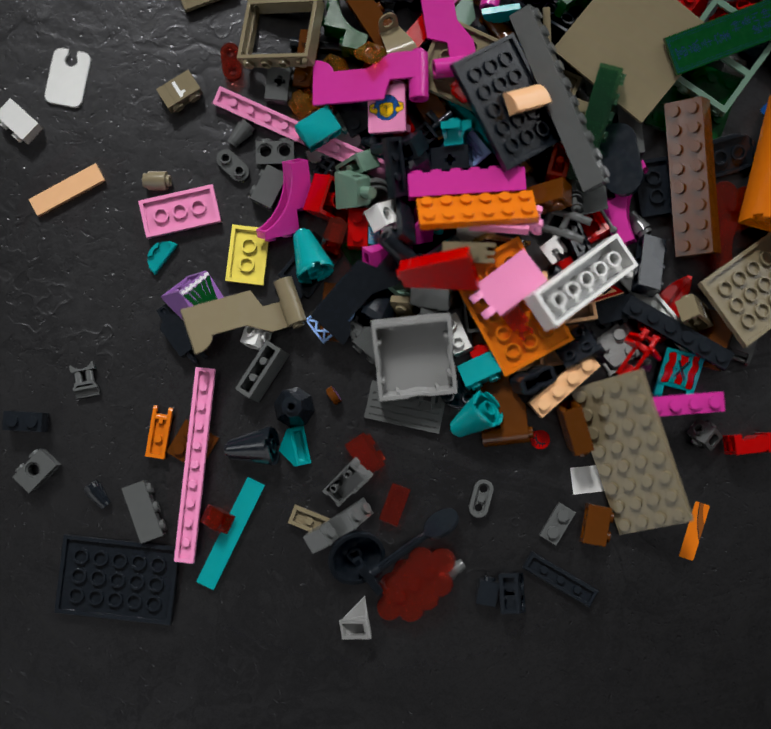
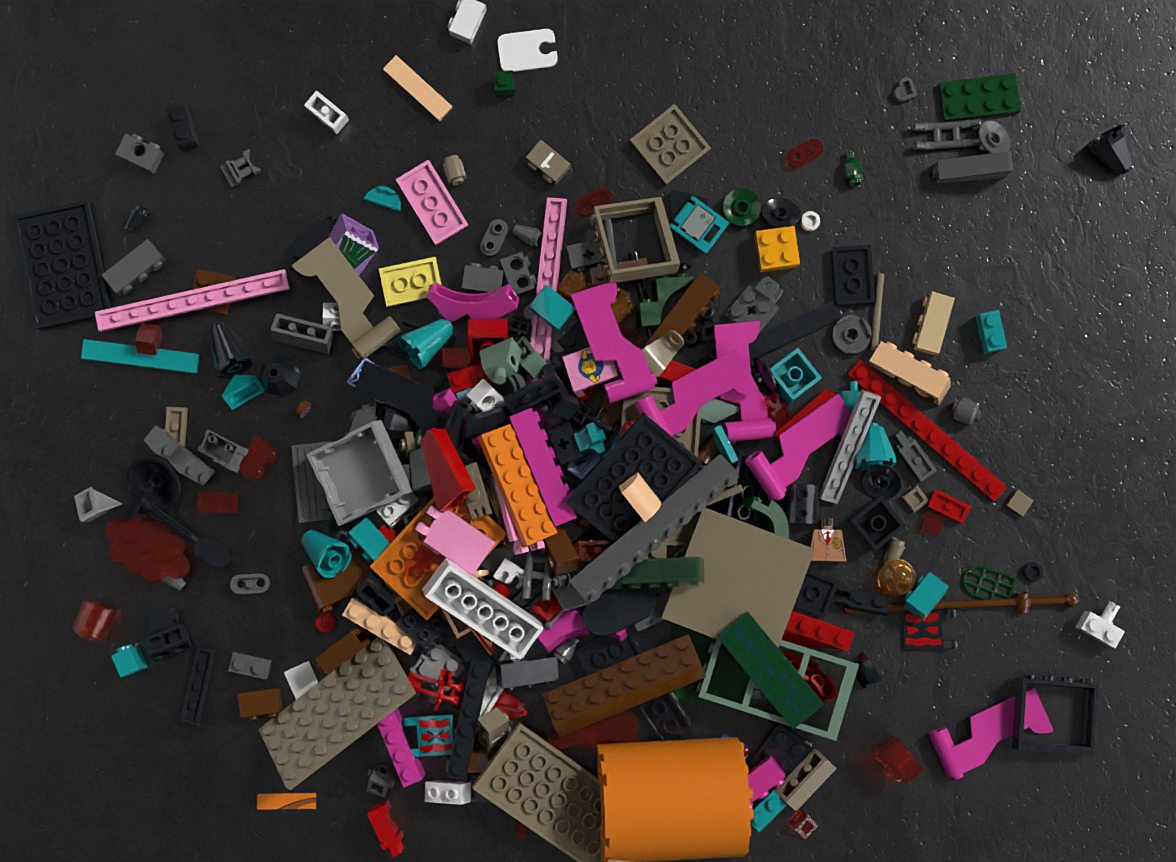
camera: 70 degrees right, 0 degrees up
(59, 280) = (326, 112): none -> white brick
(90, 106) = (504, 83): none -> dark green brick
(159, 434) = (211, 256): orange hinge -> none
(370, 53) = (636, 332): clear orange plate -> none
(468, 657) = (93, 620): none -> clear red piece
(517, 635) = (128, 660): none -> teal brick
(736, 375) = (448, 792): none -> white brick

